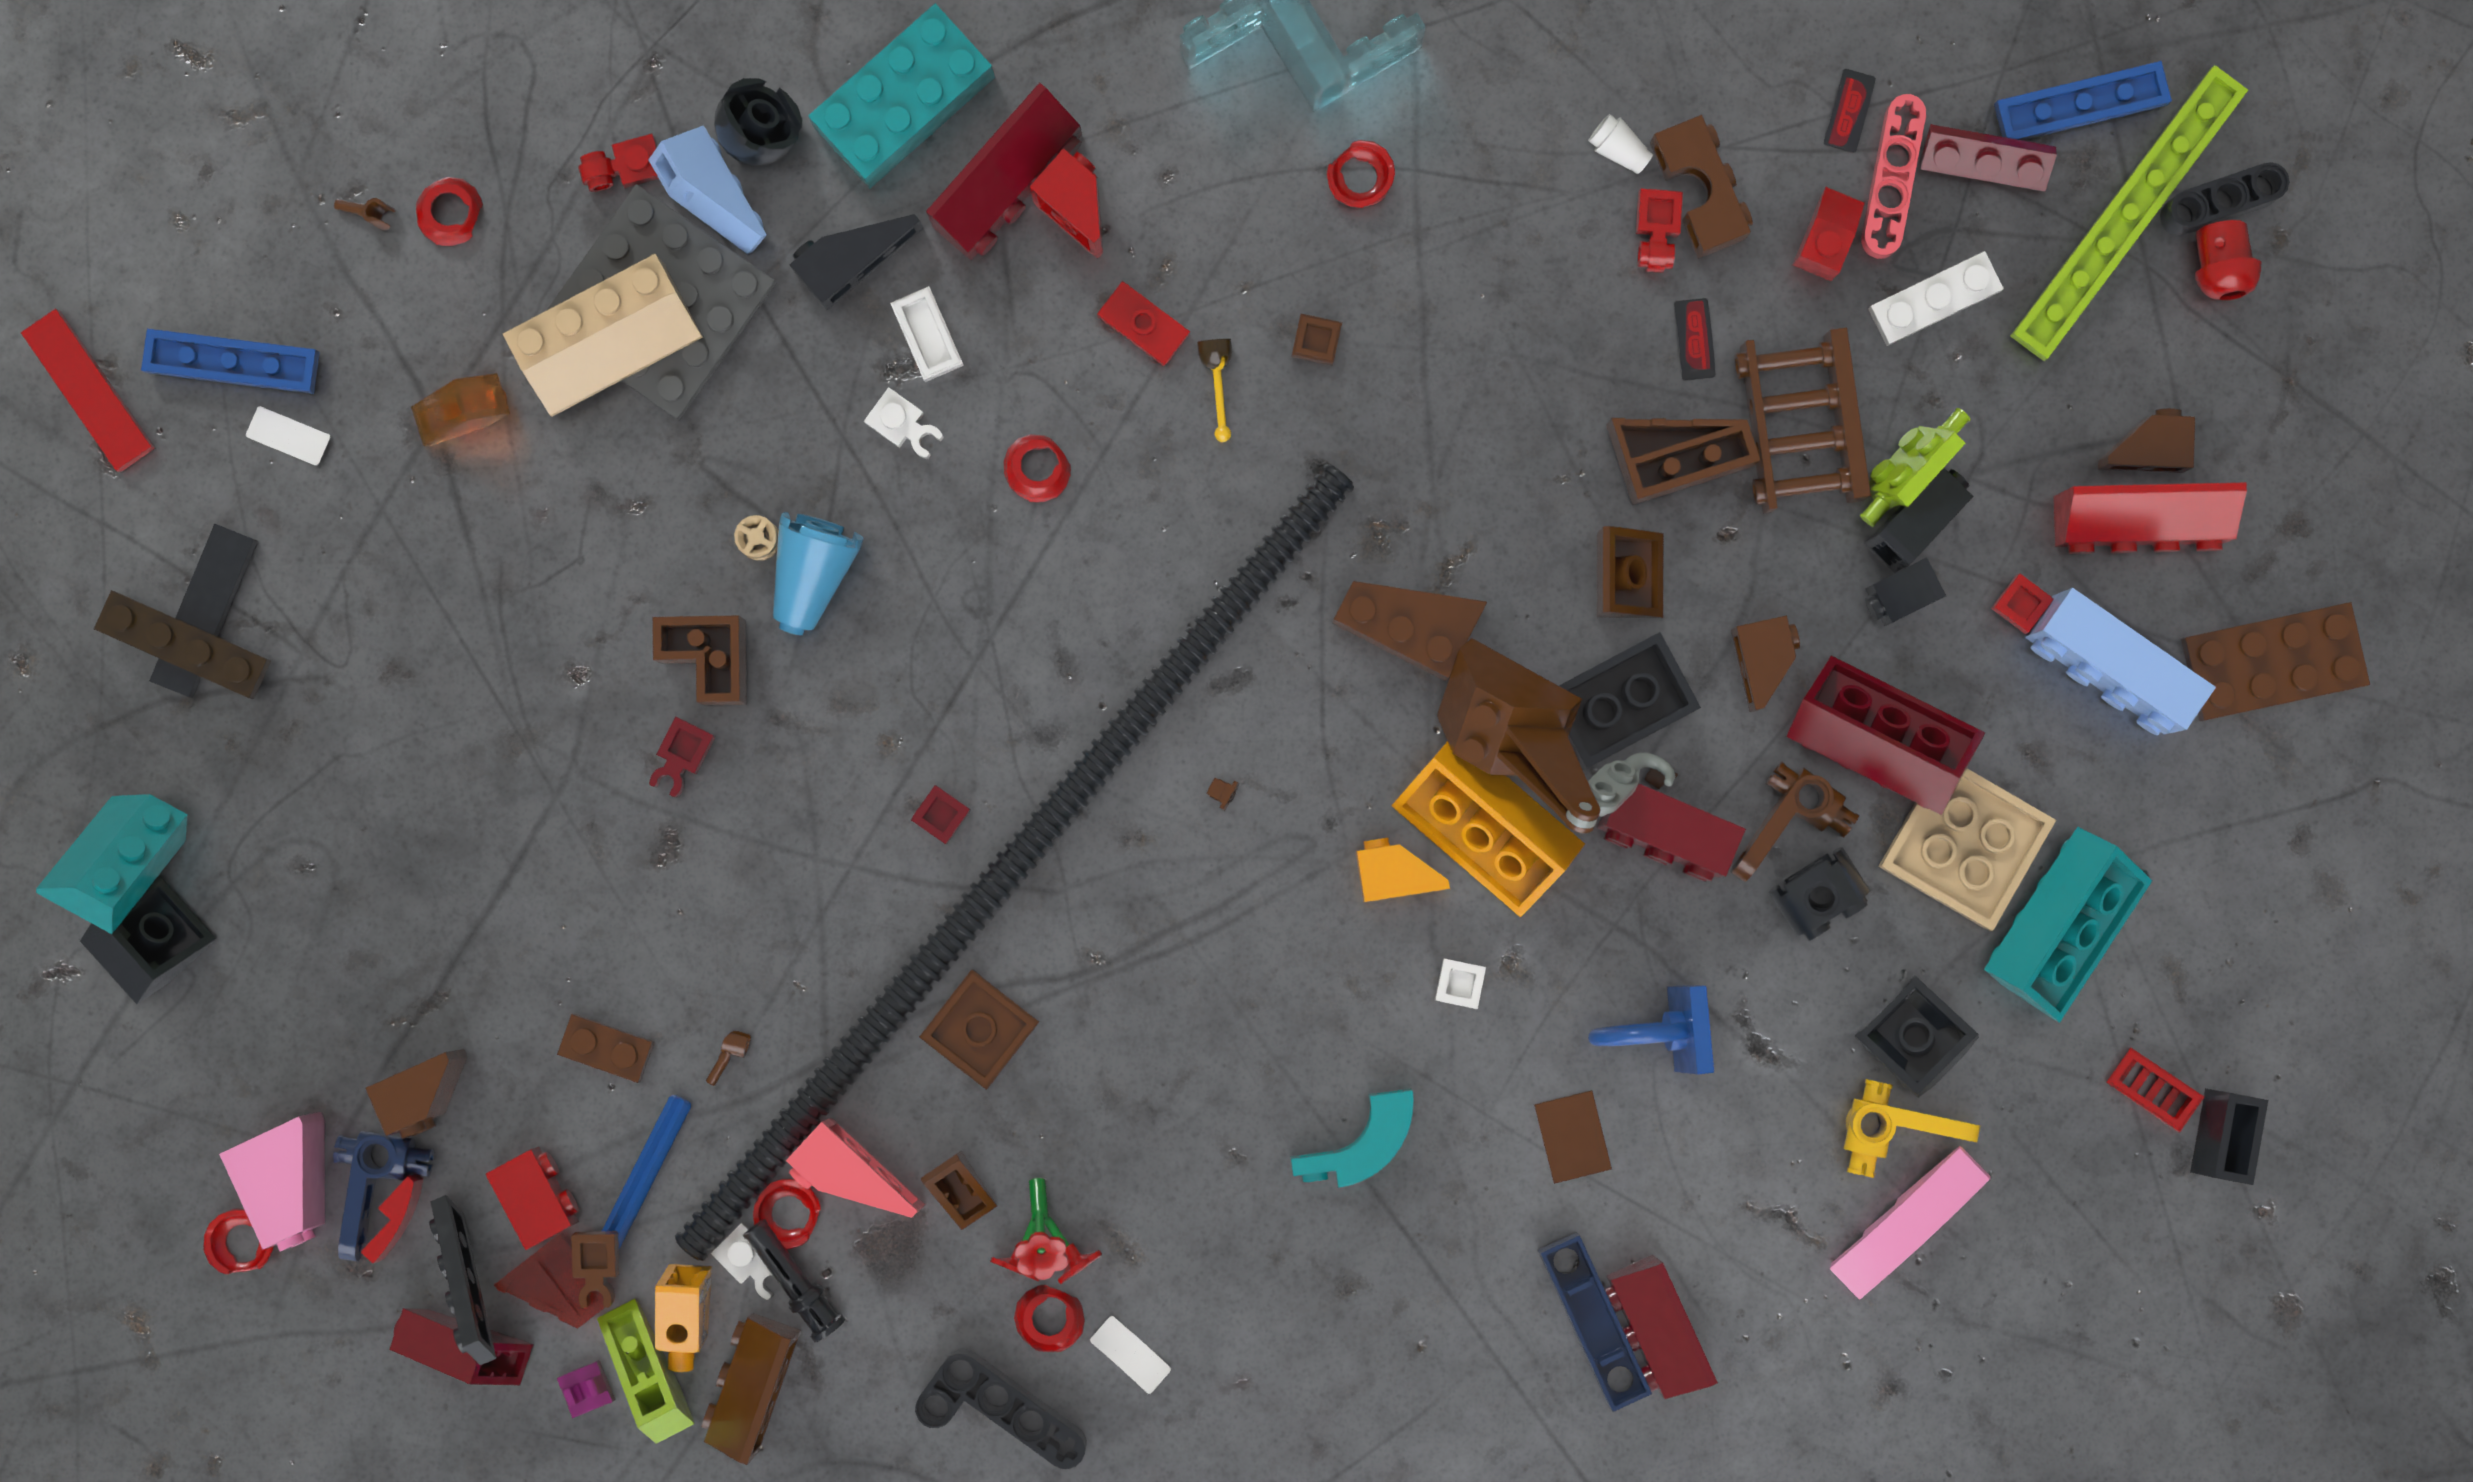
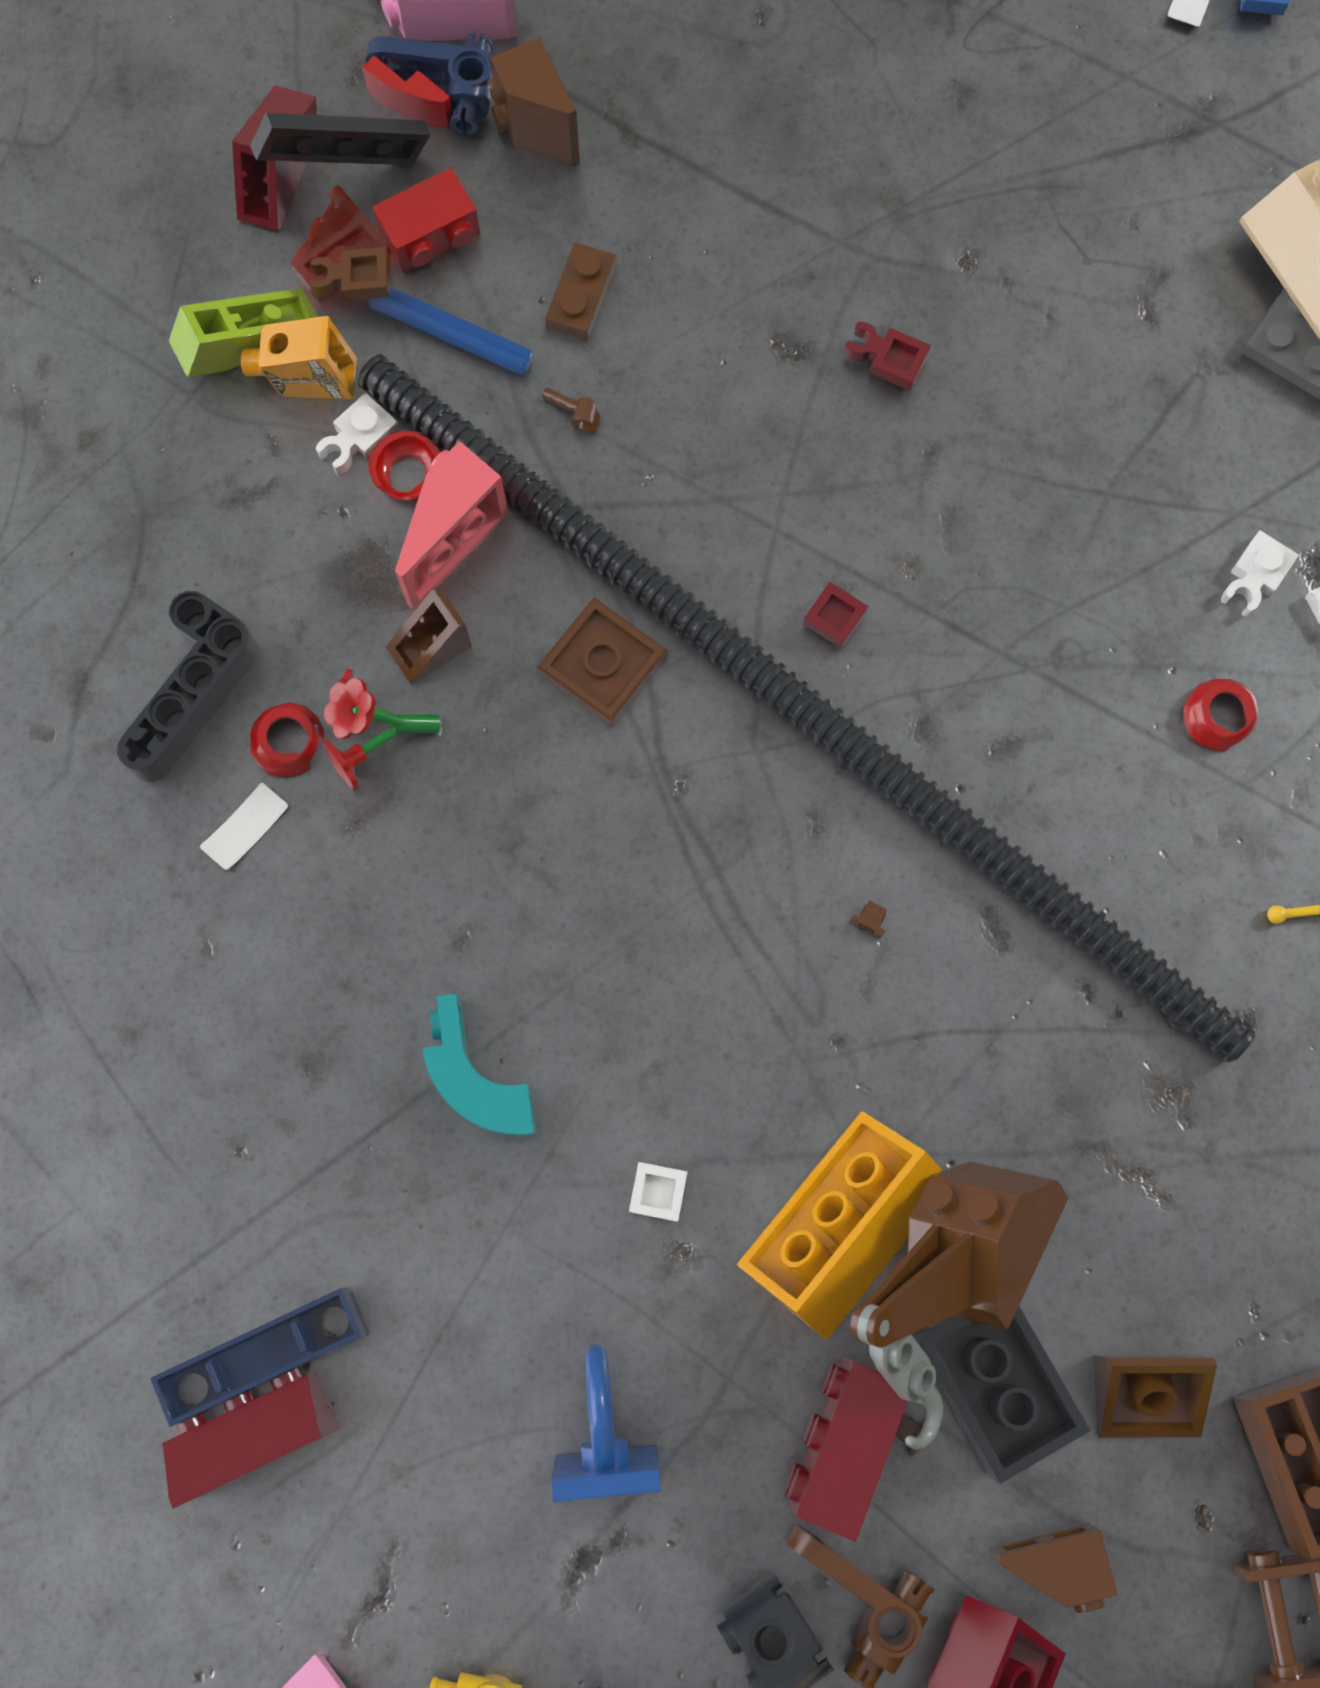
camera: 90 degrees right, 10 degrees down
(460, 408) = (1241, 139): clear orange slope -> none
(585, 1389) = (229, 275): magenta tile -> none
(715, 646) = (1006, 378): reddish brown brick -> none
(749, 1387) = (221, 431): reddish brown slope -> none
(751, 533) = (1128, 414): tan wheel -> none
(804, 1297) = (317, 482): black pin -> none
(809, 569) = (1096, 472): dark azure cone -> none
(1394, 872) = (785, 1112): light orange slope -> none
(1410, 623) = (1079, 1127): reddish brown wedge -> none
(1573, 1137) = (479, 1330): reddish brown sticker -> none

